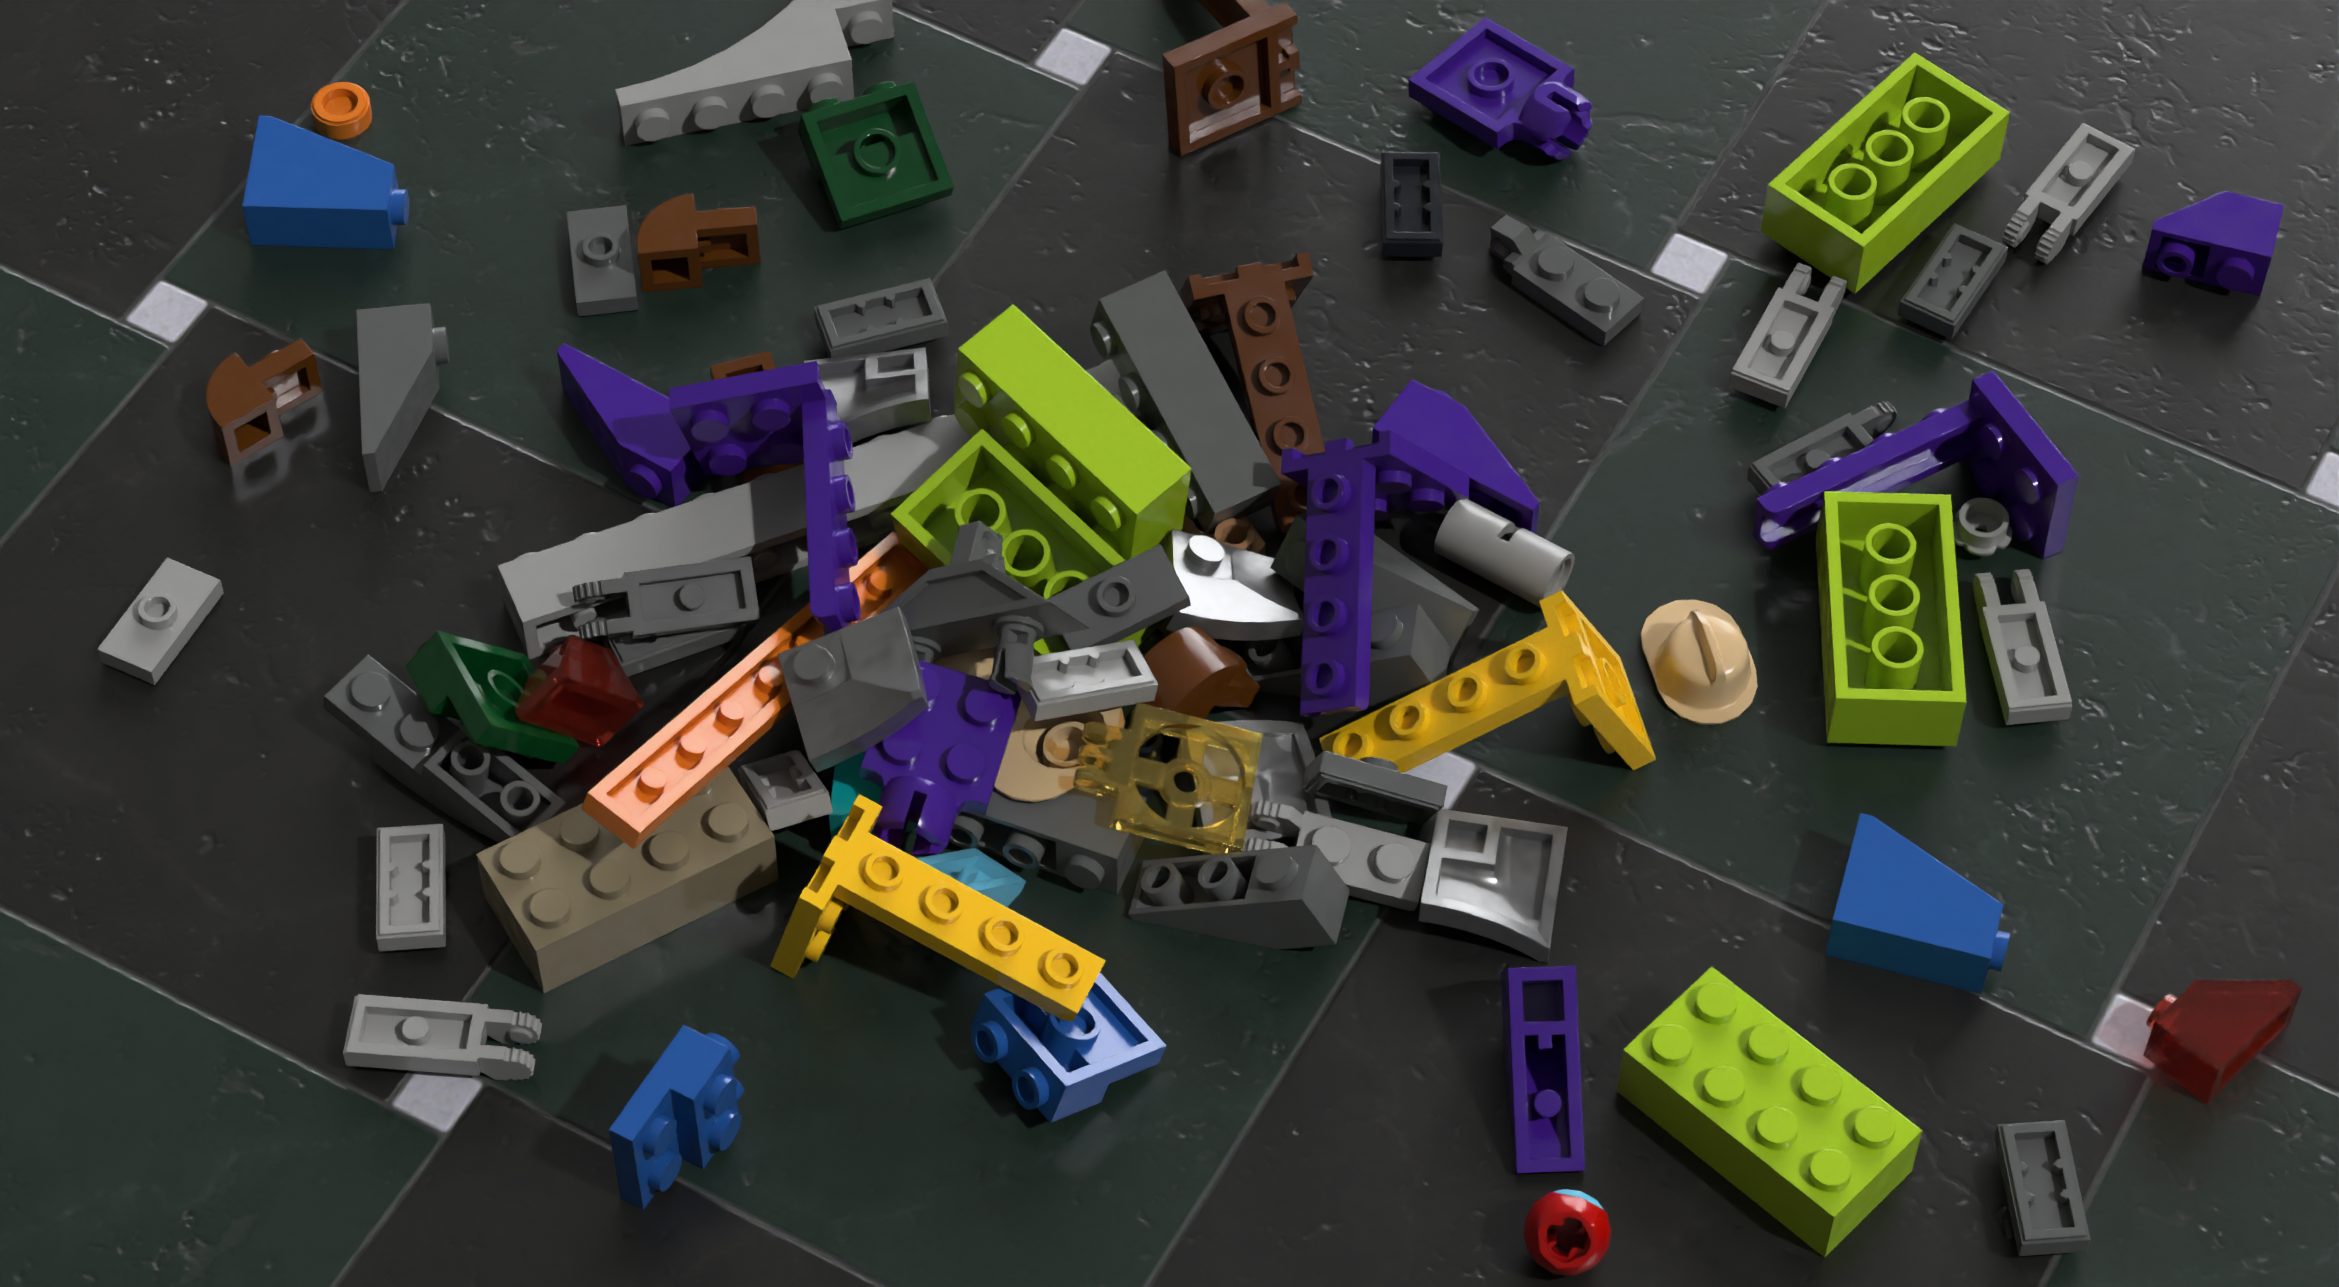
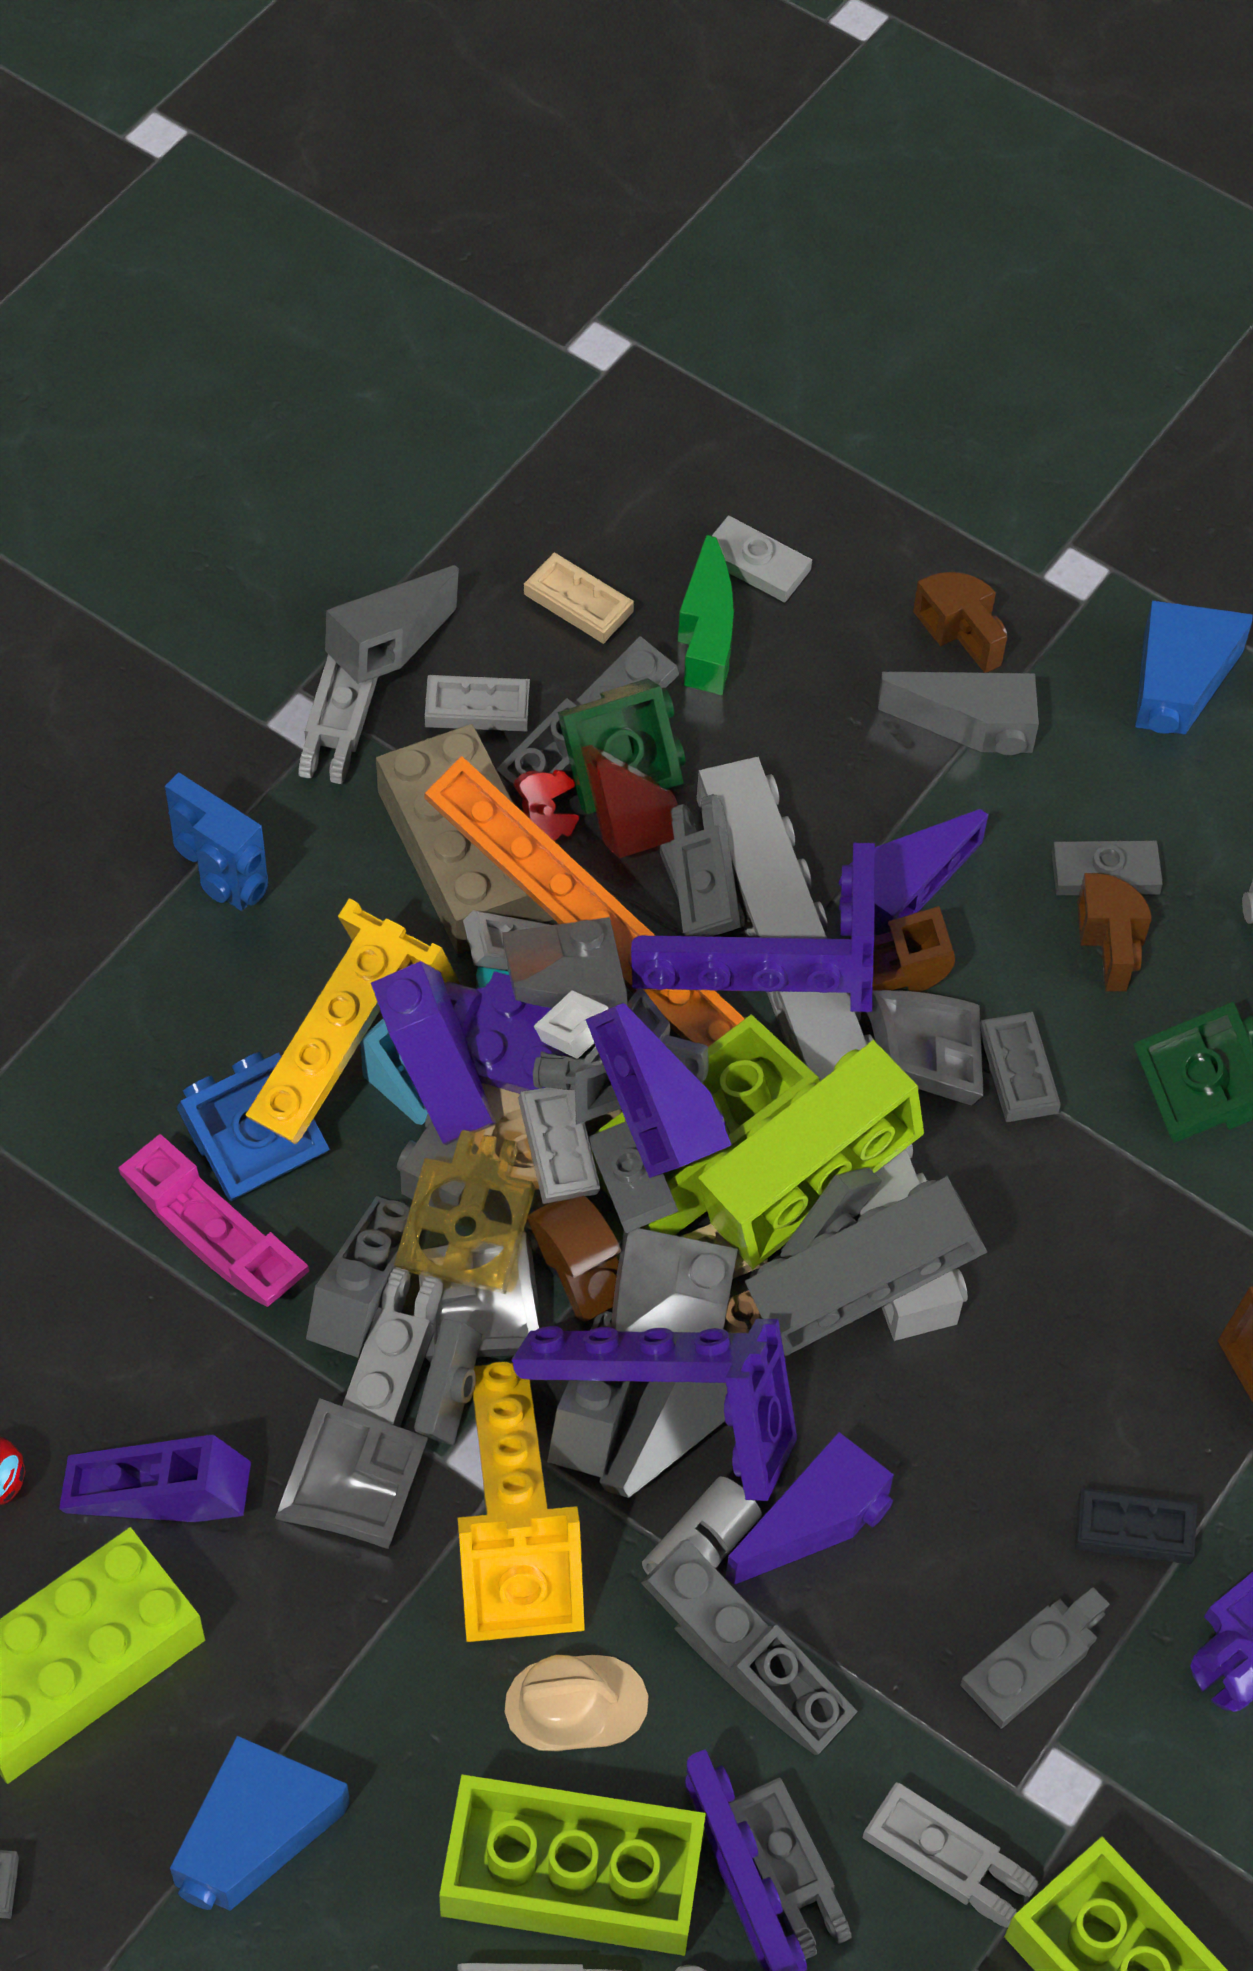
camera: 95 degrees right, 5 degrees up
(236, 796) = (578, 597): none -> tan plate
(264, 650) = (707, 621): none -> green slope
(318, 969) = (389, 625): none -> dark grey slope
(562, 788) = (537, 792): none -> red piece
(957, 641) = (566, 1025): none -> white plate
(980, 804) = (433, 1049): none -> dark purple slope
(1061, 538) = (659, 1096): none -> dark purple slope
(1210, 1057) = (210, 1225): none -> dark pink slope
(1258, 315) = (979, 1321): reddish brown bracket -> none
(1624, 501) = (746, 1651): none -> dark grey slope

